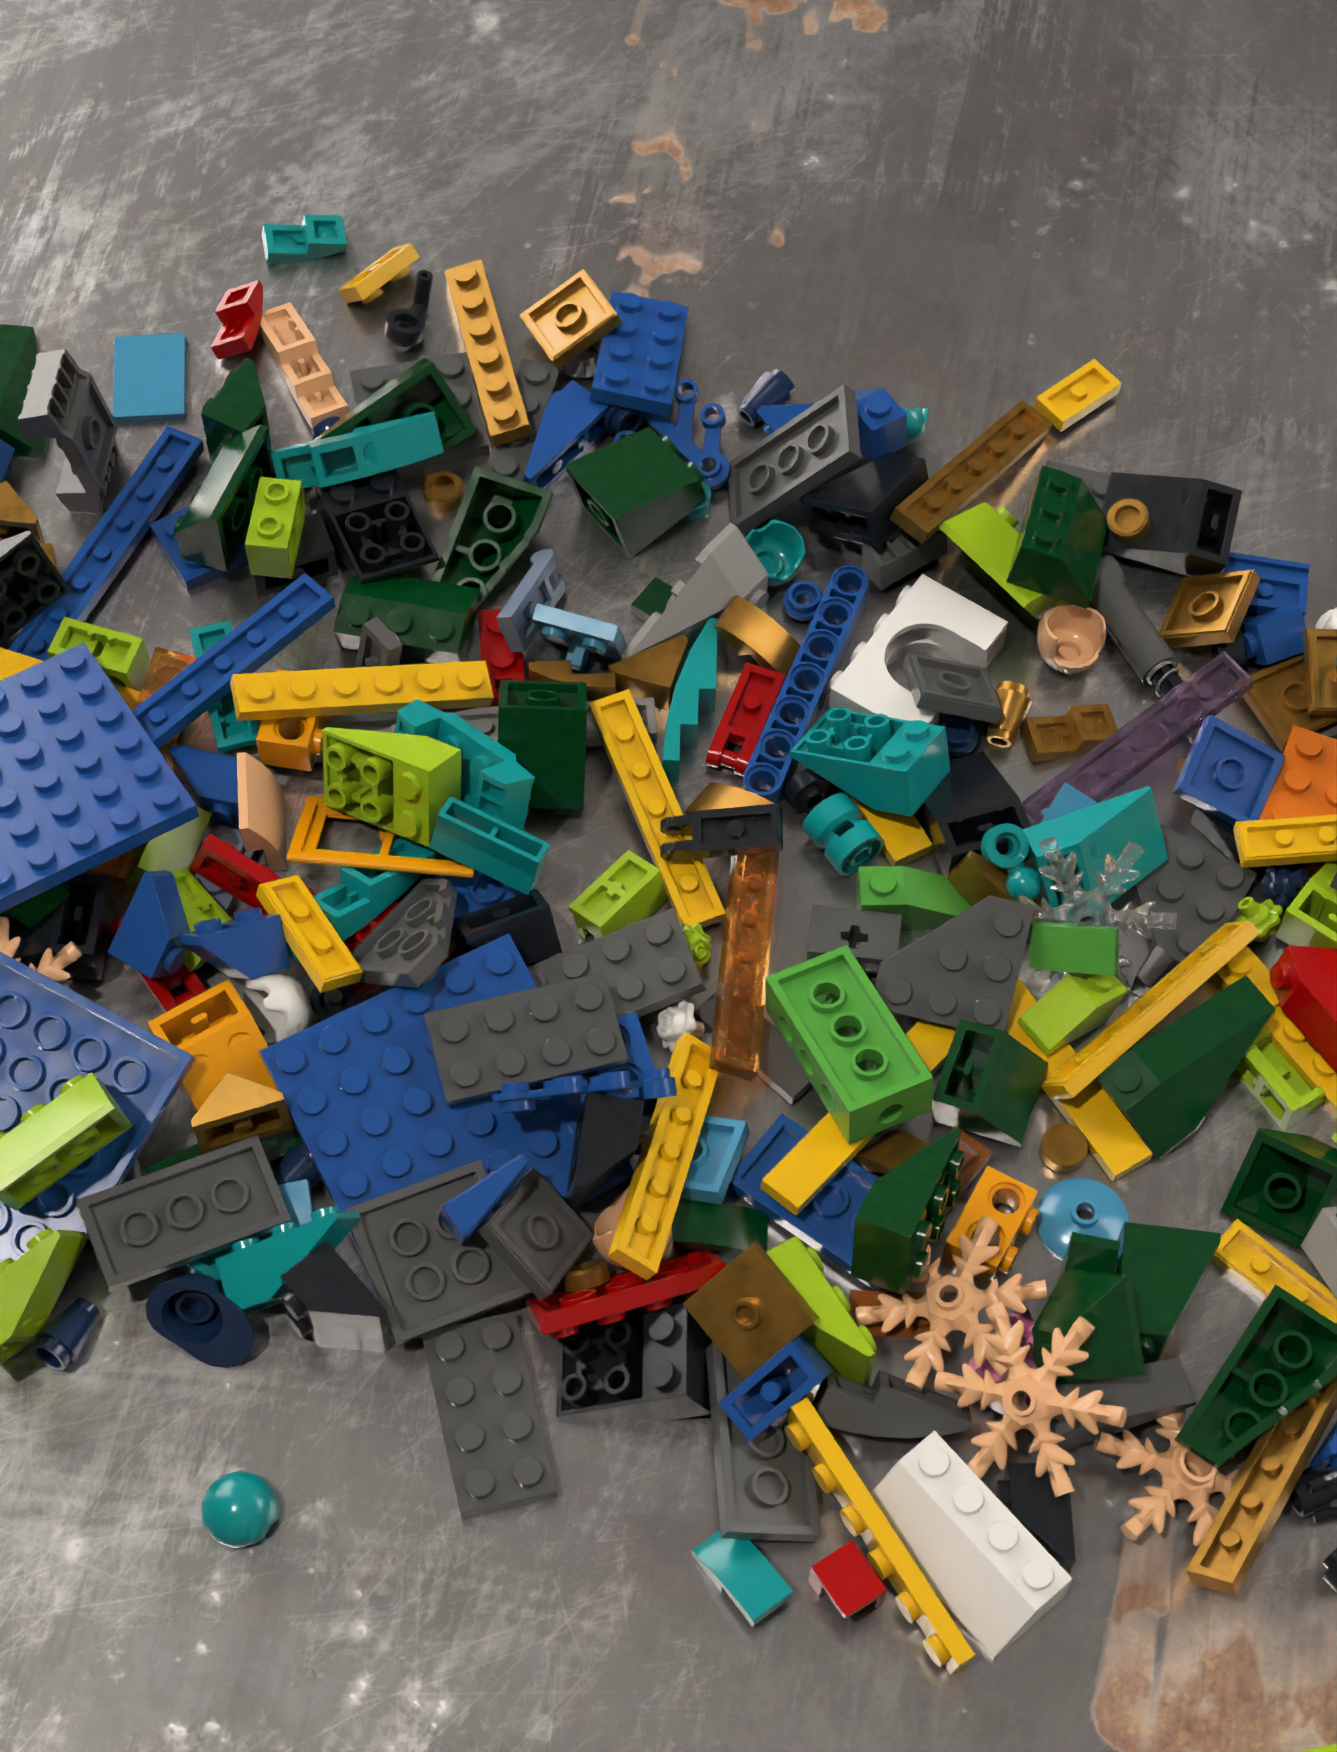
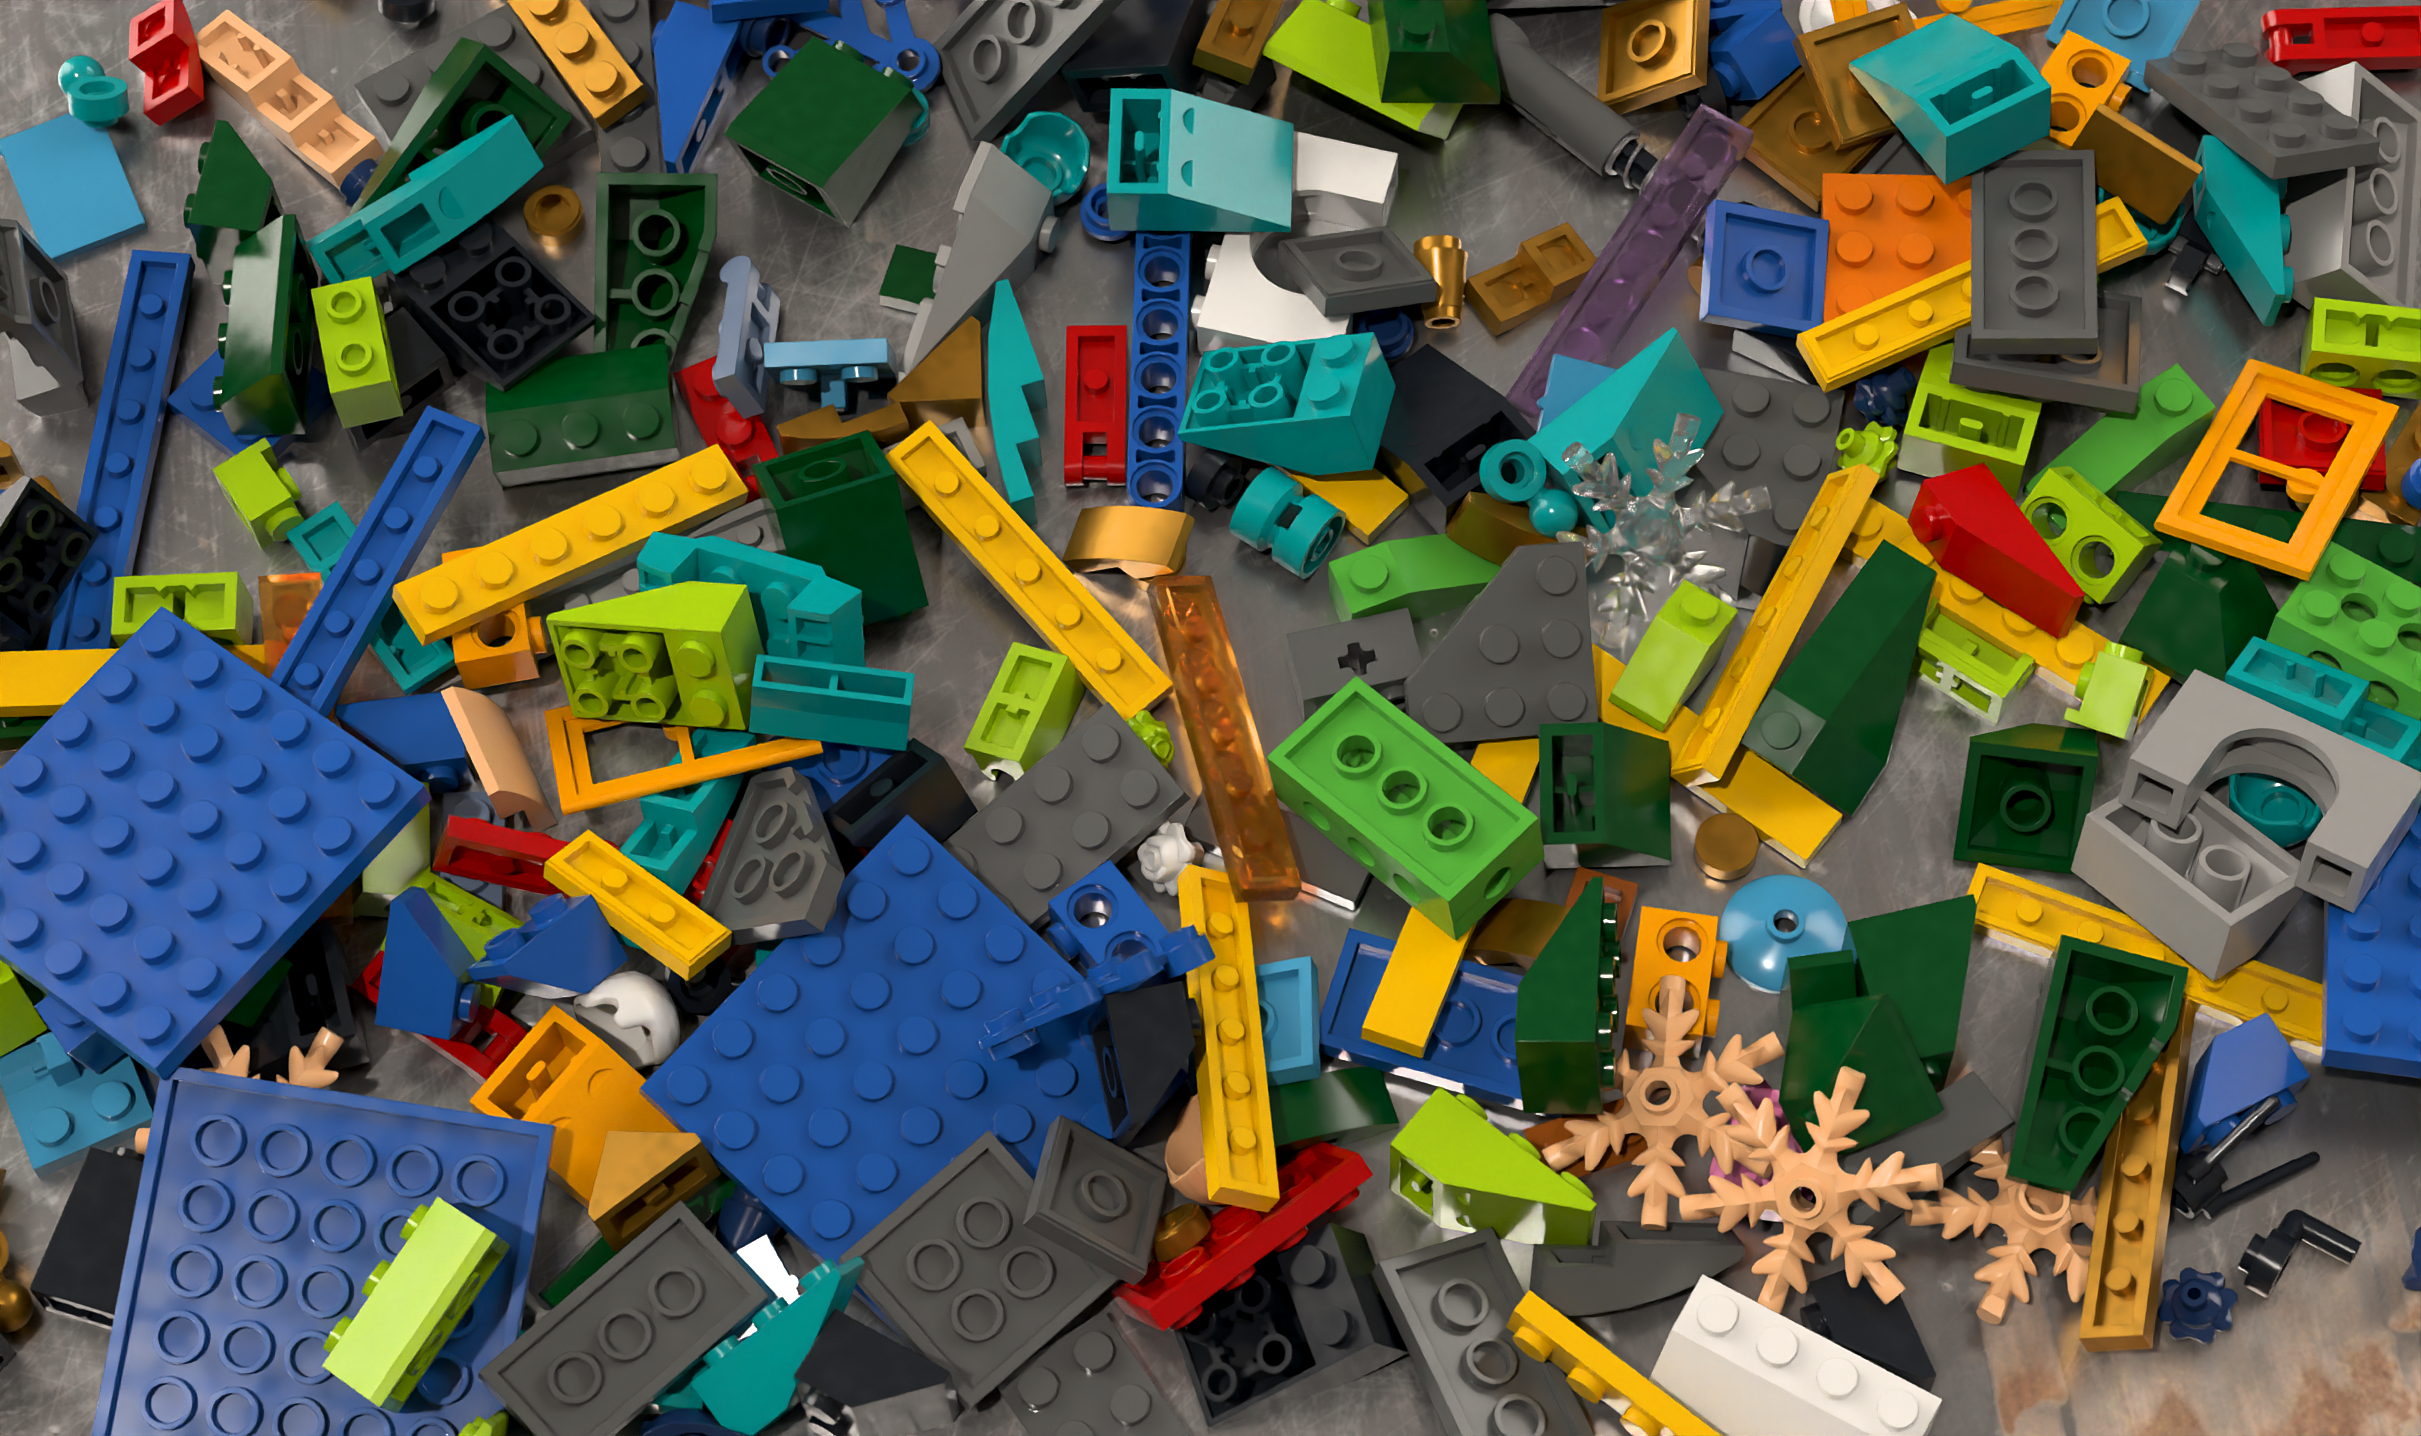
camera: 15 degrees left, 5 degrees up
(183, 598) = (260, 493): none -> lime brick
(184, 324) = (91, 94): none -> teal plate
(378, 645) = (566, 477): dark grey plate -> none
(472, 1206) = (1005, 1200): blue slope -> none
(525, 1038) = (984, 948): dark grey plate -> none
(724, 832) = (1136, 576): black hinge -> none
(750, 1310) = (1418, 1205): pearl gold plate -> none
(756, 633) = (1070, 282): pearl gold slope -> none
(775, 1386) = (1483, 1290): blue slope -> none
(867, 583) = (1196, 165): none -> teal slope
(1071, 638) = (1488, 147): light nougat hair -> none
(1074, 948) = (1652, 580): bright green slope -> none
(1283, 1580) = (2197, 1306): none -> dark blue plant

